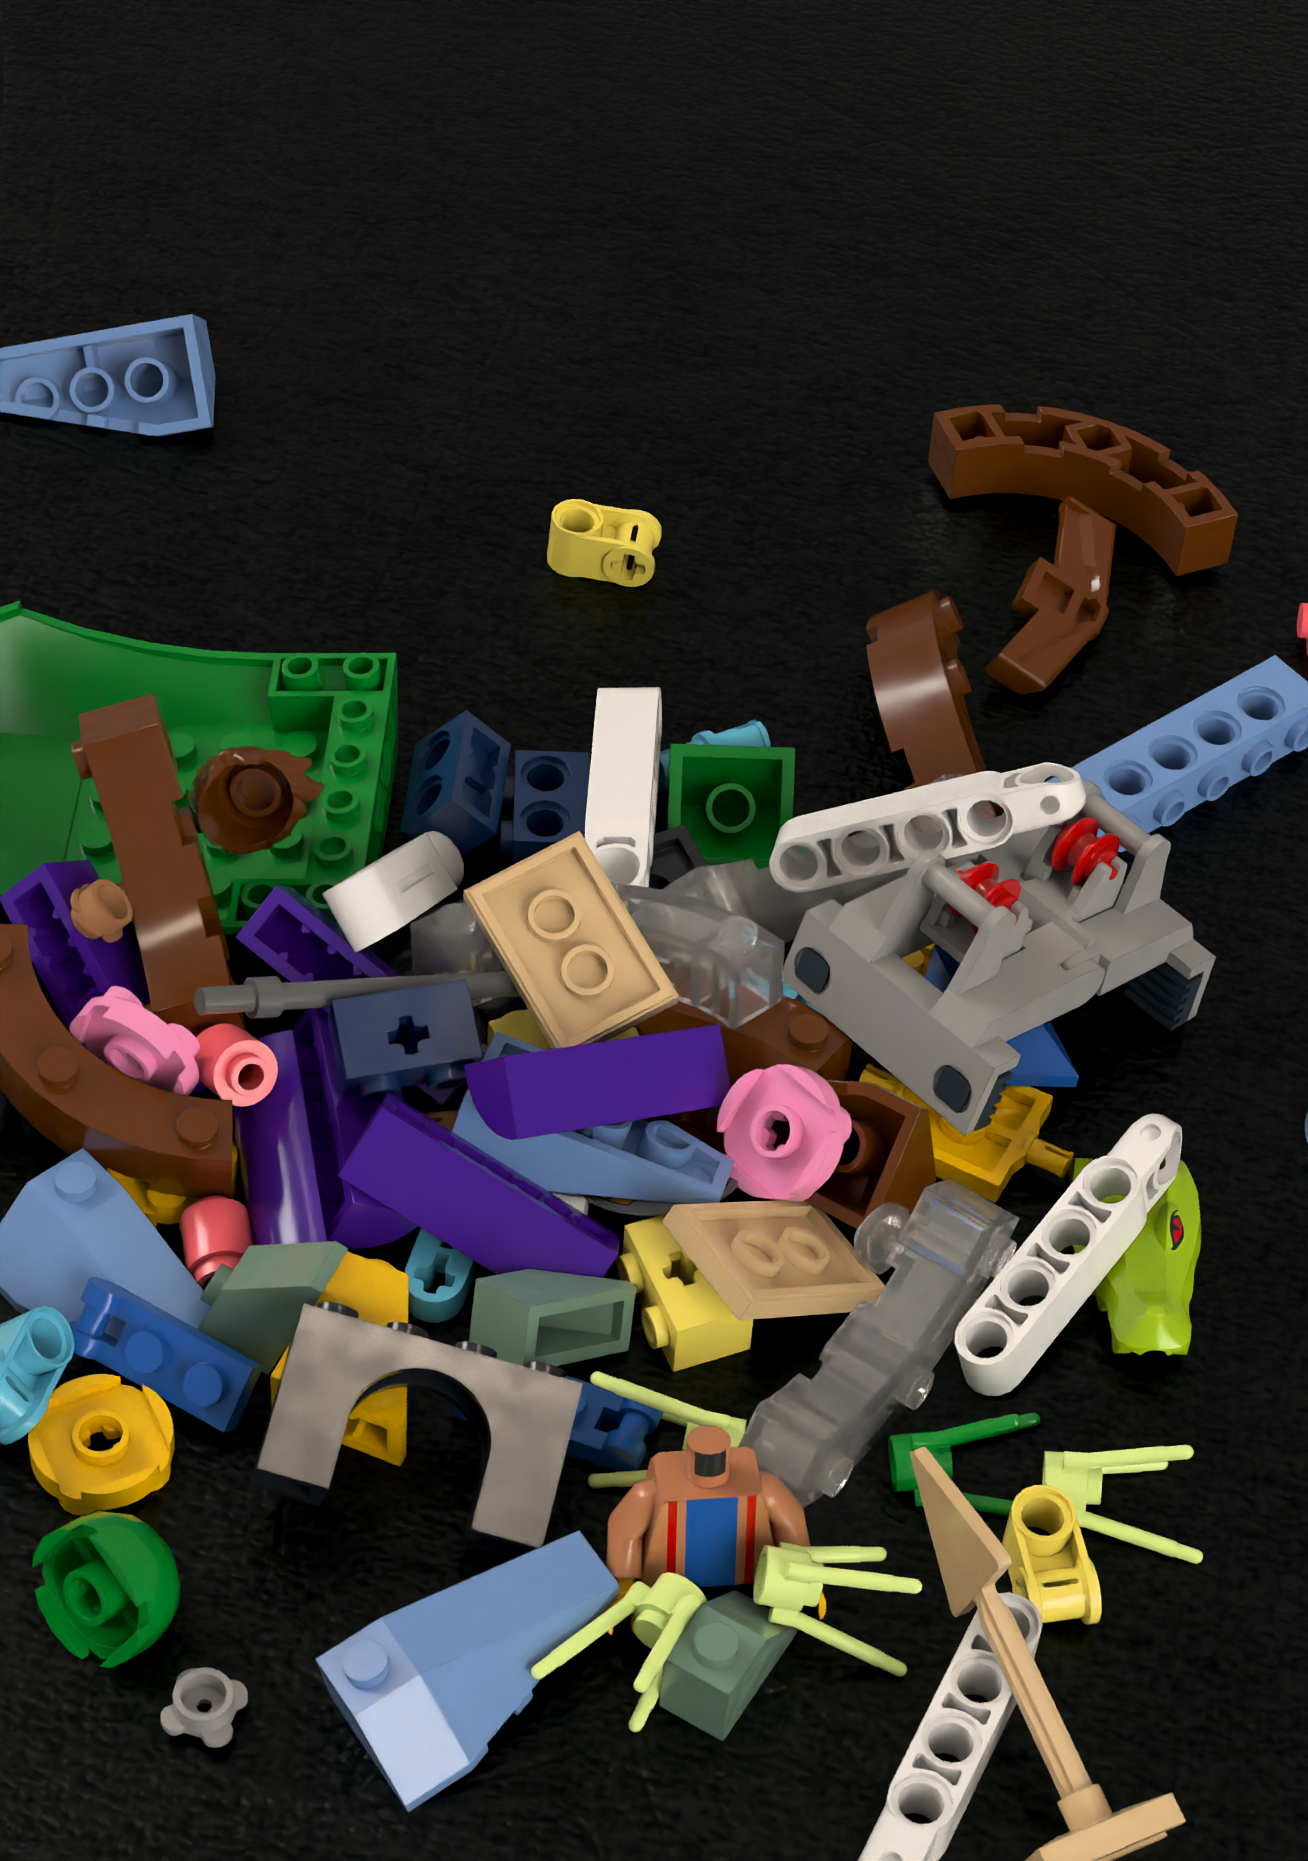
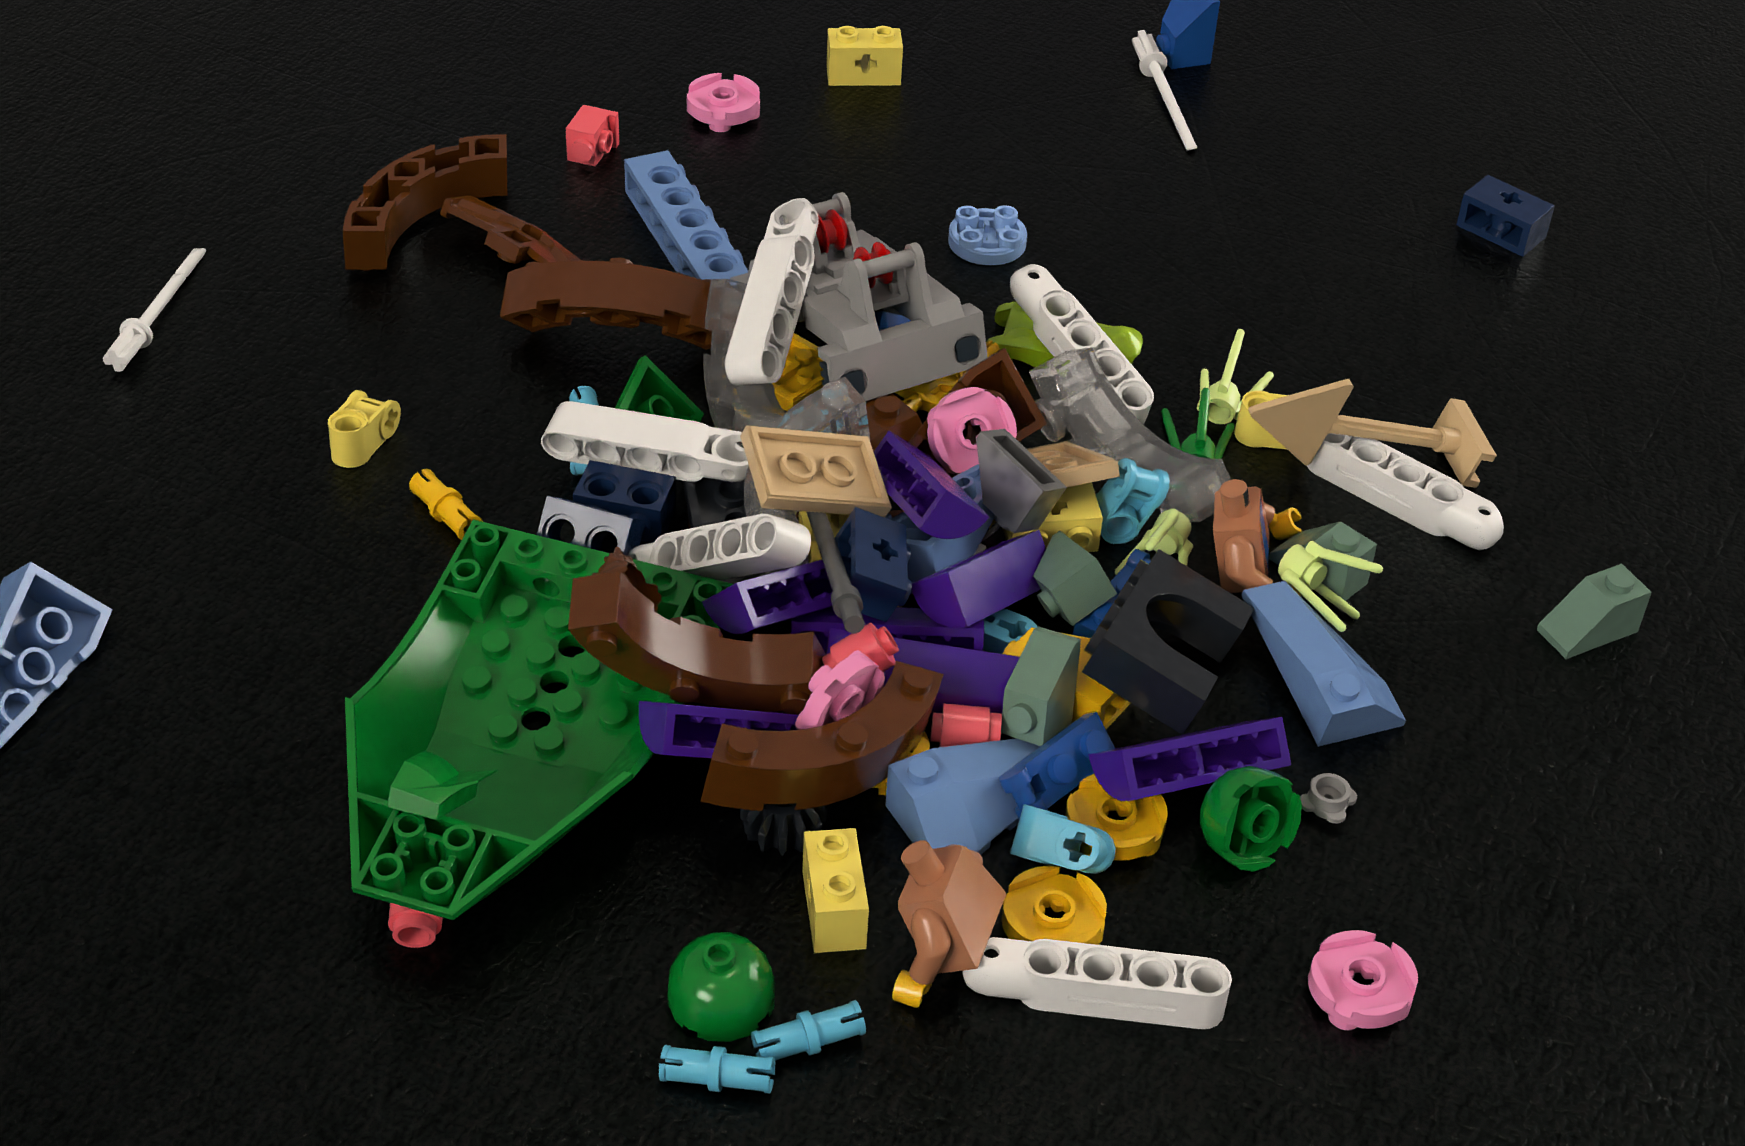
camera: 75 degrees left, 5 degrees down
(100, 910) = (712, 689): medium nougat plate -> none
(205, 1504) = (1190, 759): none -> dark purple brick
(494, 656) = (443, 502): none -> yellow pin
(650, 1174) = (1015, 482): none -> flat silver slope
(694, 314) = (137, 332): none -> white piece
(737, 1362) = (1128, 500): none -> medium azure piece
(794, 1577) = (1296, 506): yellowish green plant -> none

